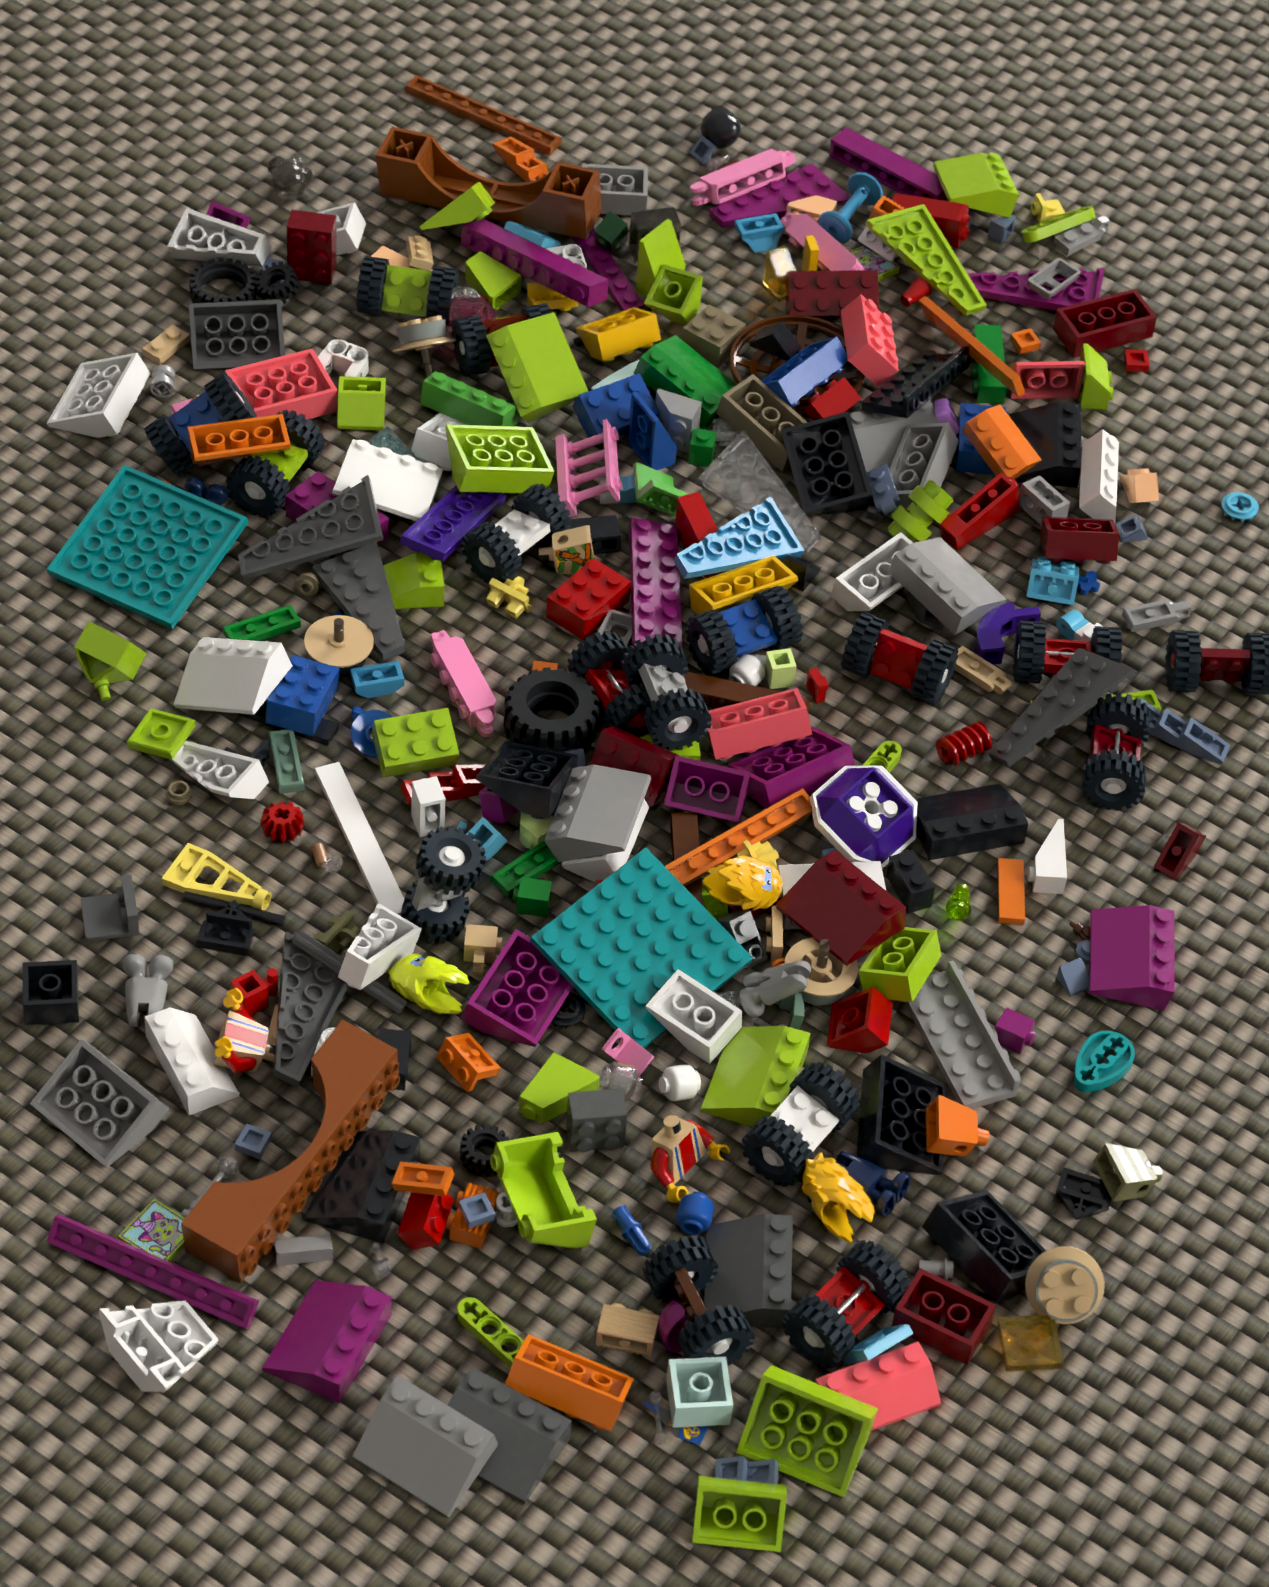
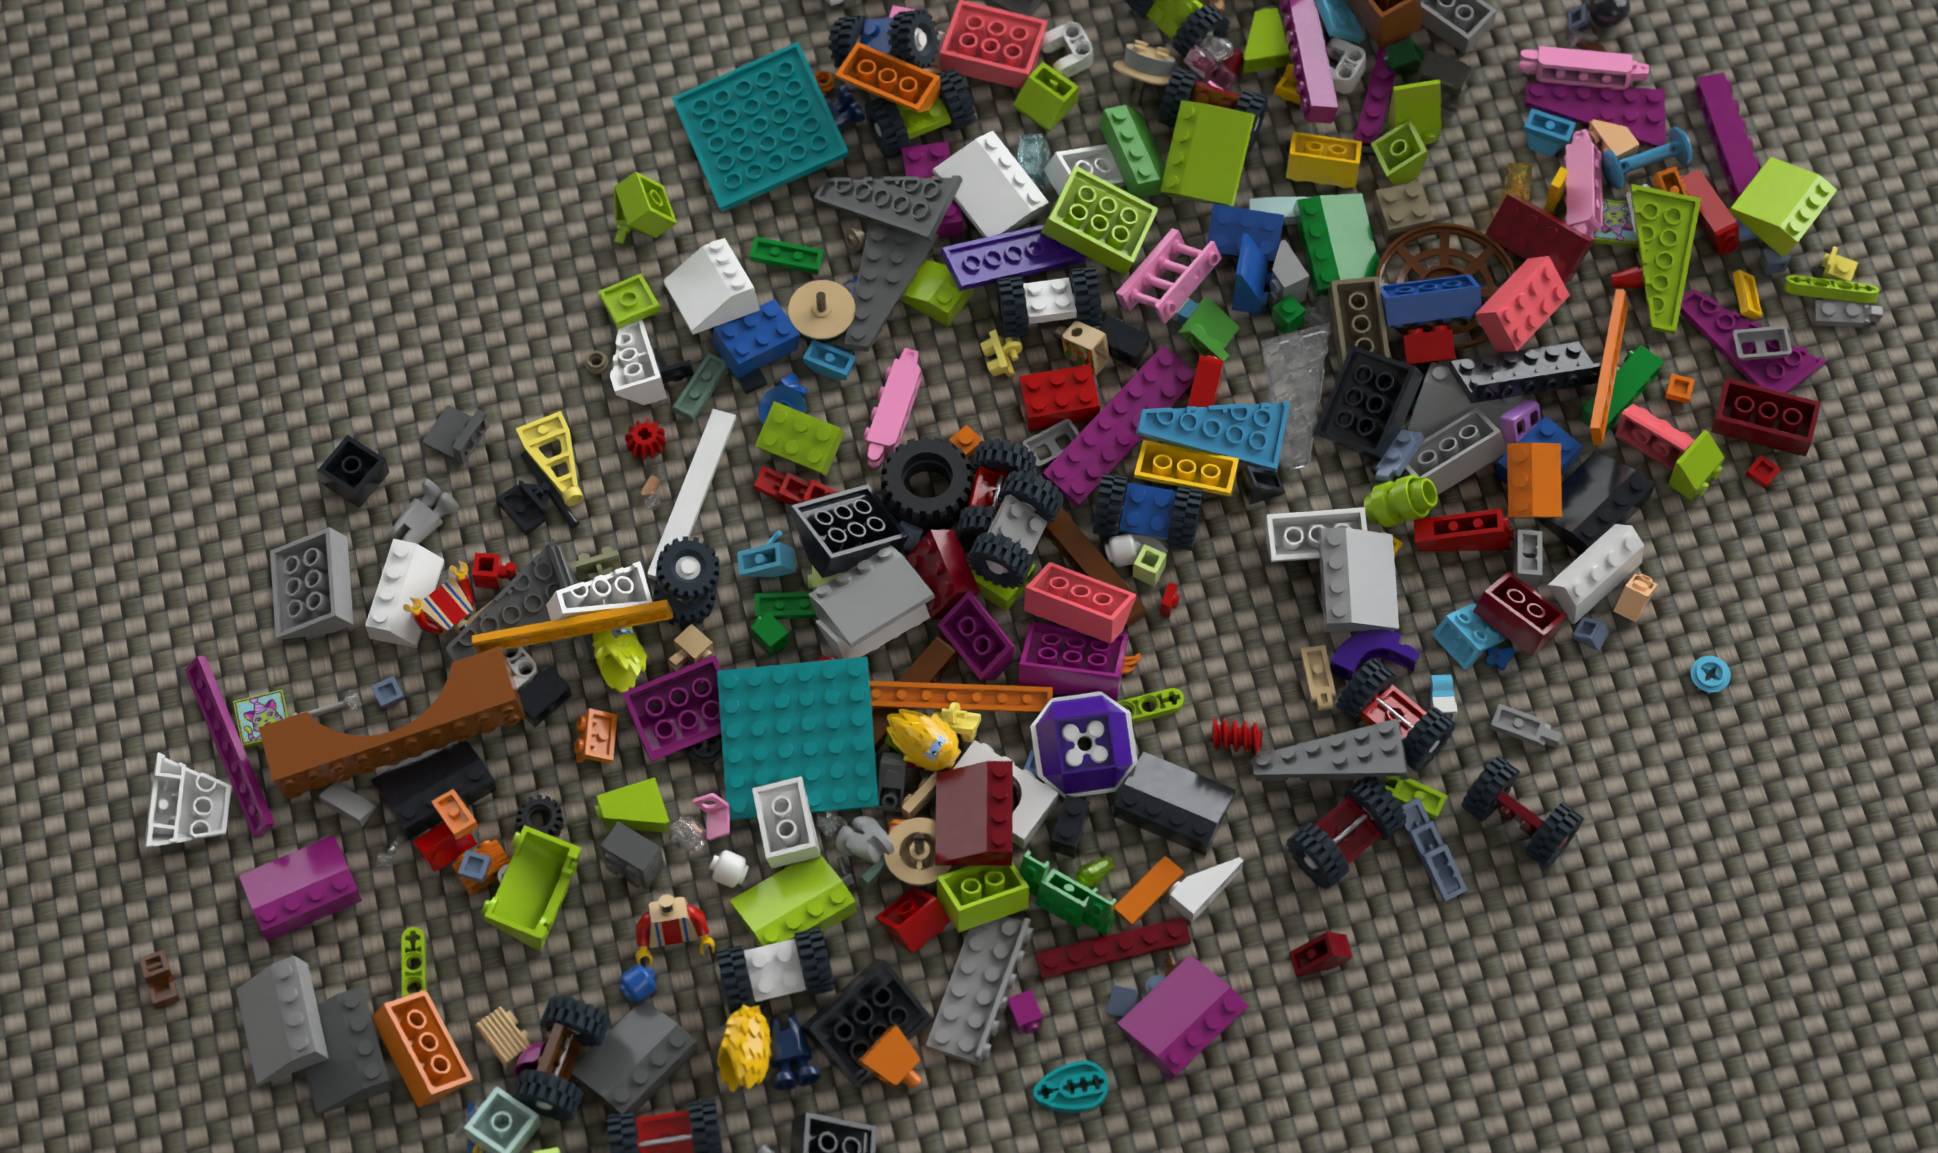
camera: 45 degrees right, 15 degrees up
(274, 1496) = (159, 979): none -> reddish brown slope
(378, 978) = (573, 626): none -> light orange tile
(427, 805) = (756, 502): white brick -> none
(631, 1230) = (583, 962): blue axle -> none
(776, 341) = (1441, 255): black slope -> none
(899, 659) = (1261, 650): black plate -> none
(968, 928) = (1066, 896): none -> green bracket
(1007, 258) = (1747, 295): none -> yellow tile
(1026, 947) = (1113, 948): none -> dark red plate

